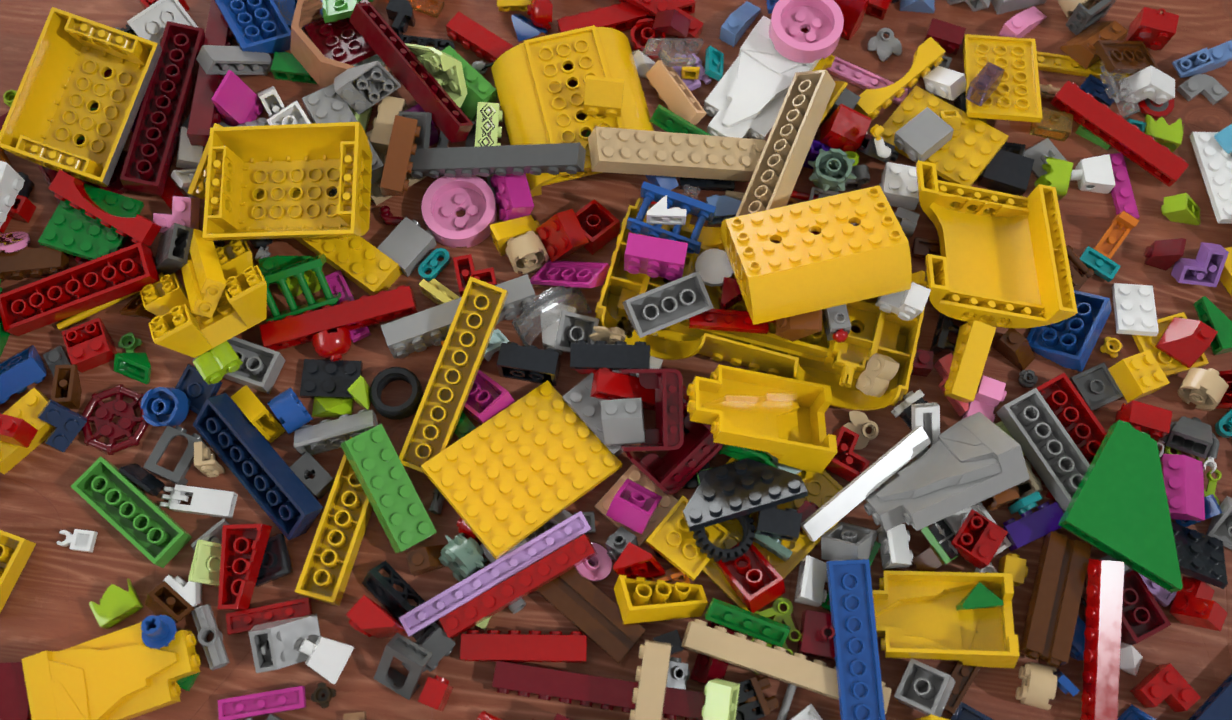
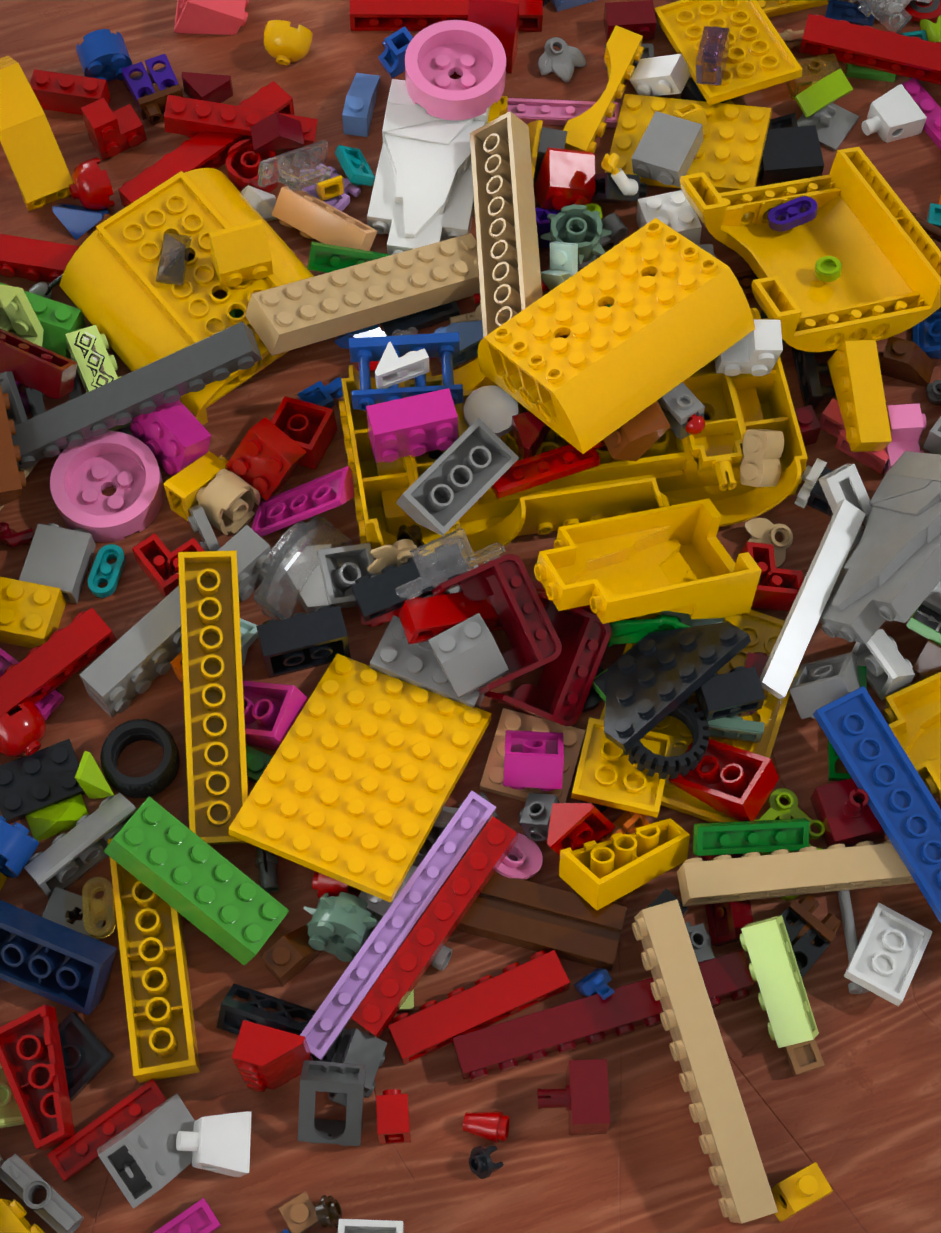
camera: 25 degrees left, 5 degrees down
(317, 695) = (231, 1191): dark brown plate -> none
(322, 477) = (98, 909): none -> clear yellow plate
(437, 292) = (129, 604): light yellow bracket -> none
(502, 259) = (200, 523): none -> light grey plate
(562, 81) = (173, 259): none -> clear smoke slope
(602, 669) = (595, 983): none -> blue plate
(618, 207) = (321, 394): none -> blue plate
(636, 353) = (443, 559): none -> clear bracket
(811, 582) = (803, 752): white slope -> none
(812, 187) = (562, 263): none -> light aqua slope
(986, 215) = (792, 214): none -> dark purple plate
(990, 263) = (828, 269): none -> lime tile
(1051, 139) = (823, 93): none -> lime slope
(1057, 175) = (851, 132): lime piece -> none

